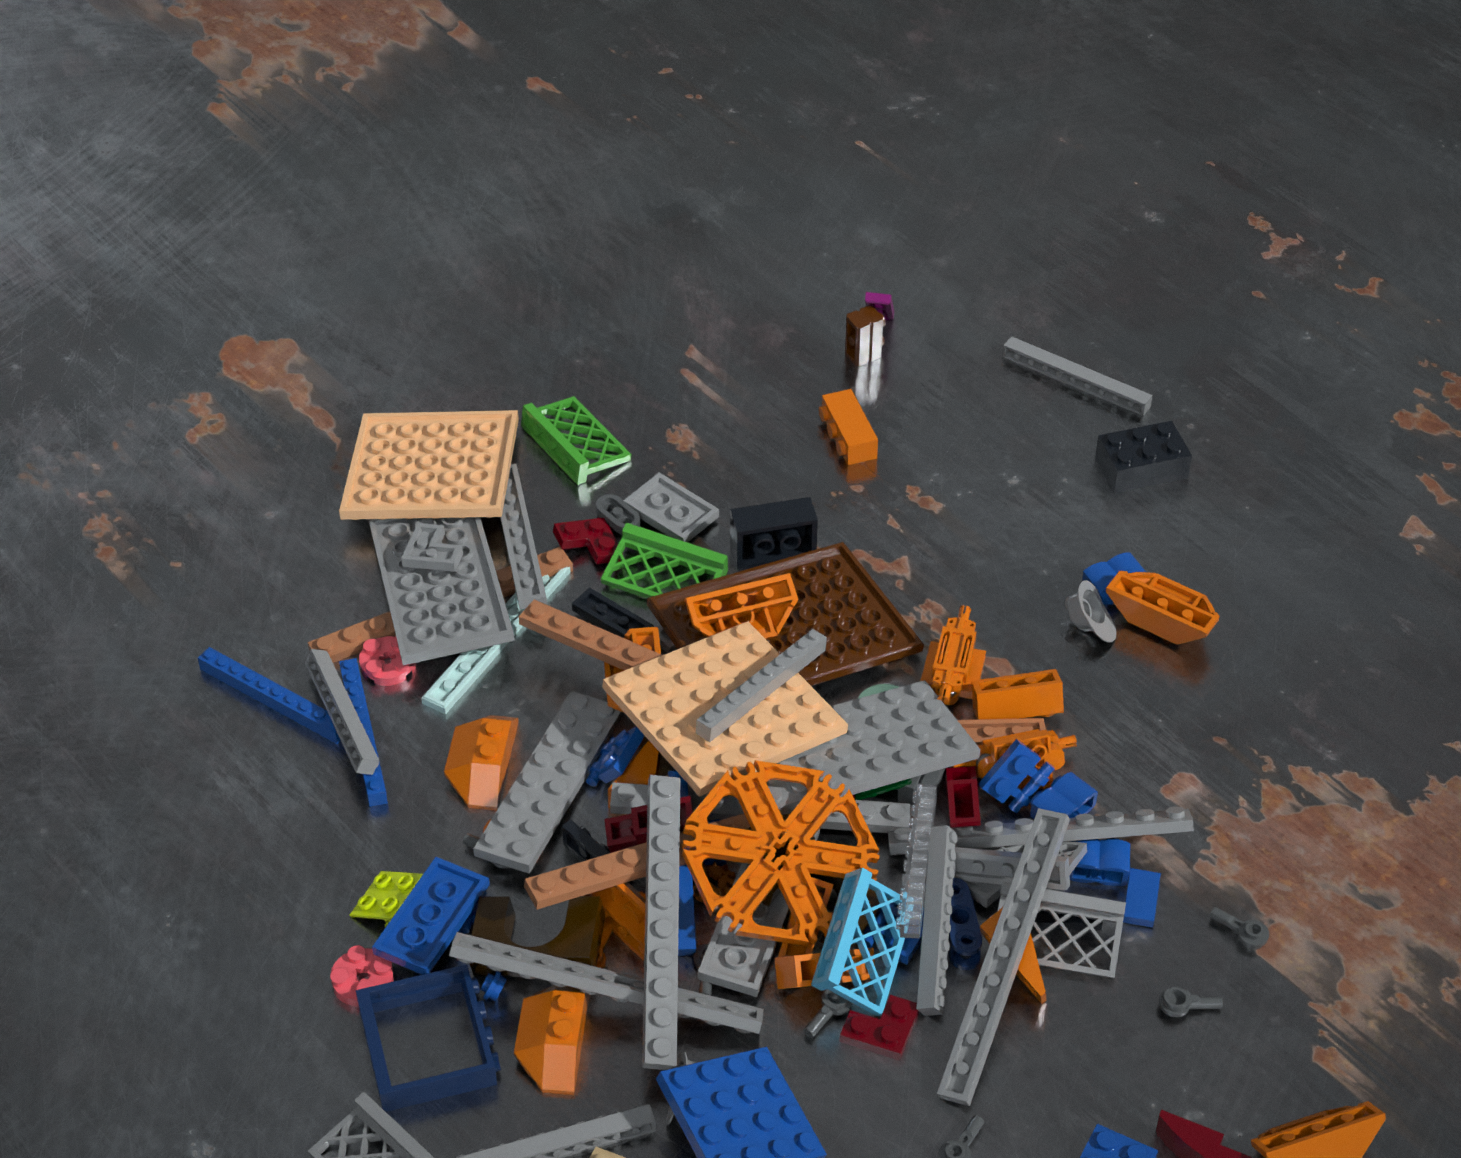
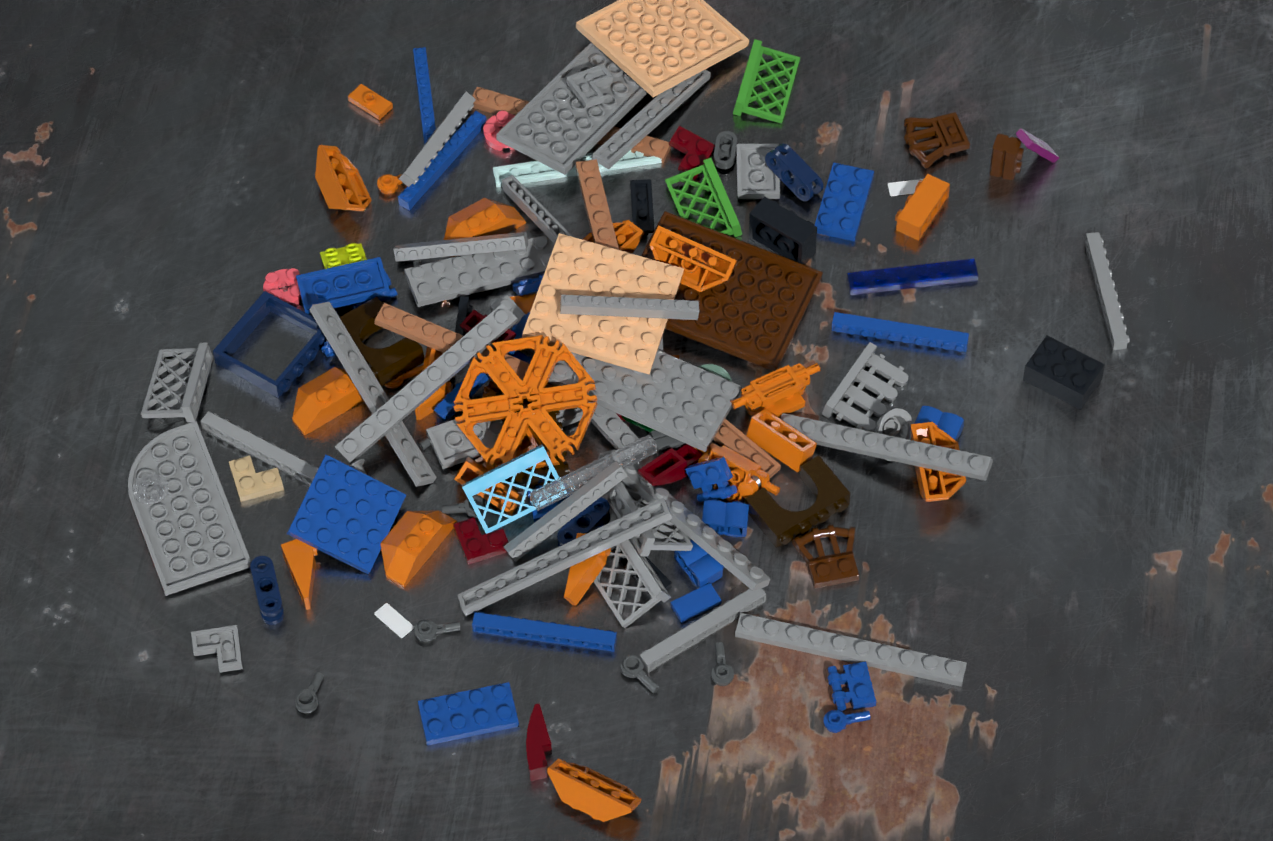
camera: 50 degrees right, 10 degrees up
(213, 740) = (370, 101): none -> orange plate
(289, 832) = (340, 180): none -> orange wedge
(337, 794) = (388, 183): none -> orange plate
(499, 784) = (461, 246): none -> light grey piece
(531, 695) = (533, 208): none -> light grey piece
(690, 479) = (794, 172): none -> dark blue piece
(773, 471) = (844, 201): none -> blue plate
(782, 357) = (948, 133): none -> reddish brown plate
(806, 427) = (902, 187): none -> white sticker
(830, 1088) = (413, 543): none -> orange wedge
(916, 488) = (912, 276): none -> clear blue plate
(971, 535) = (900, 332): none -> blue piece
(999, 606) = (872, 383): none -> light grey fence
(1057, 1049) = (544, 631): none -> blue piece
(1115, 707) = (783, 525): none -> dark brown arch
(1123, 616) = (892, 448): none -> light grey plate
(1180, 911) = (701, 628): none -> light grey piece
(1202, 760) = (832, 568): none -> reddish brown plate
(1310, 816) = (851, 649): none -> light grey plate
(1360, 842) = (859, 686): none -> blue plate
(1393, 881) = (836, 720): none -> blue plate

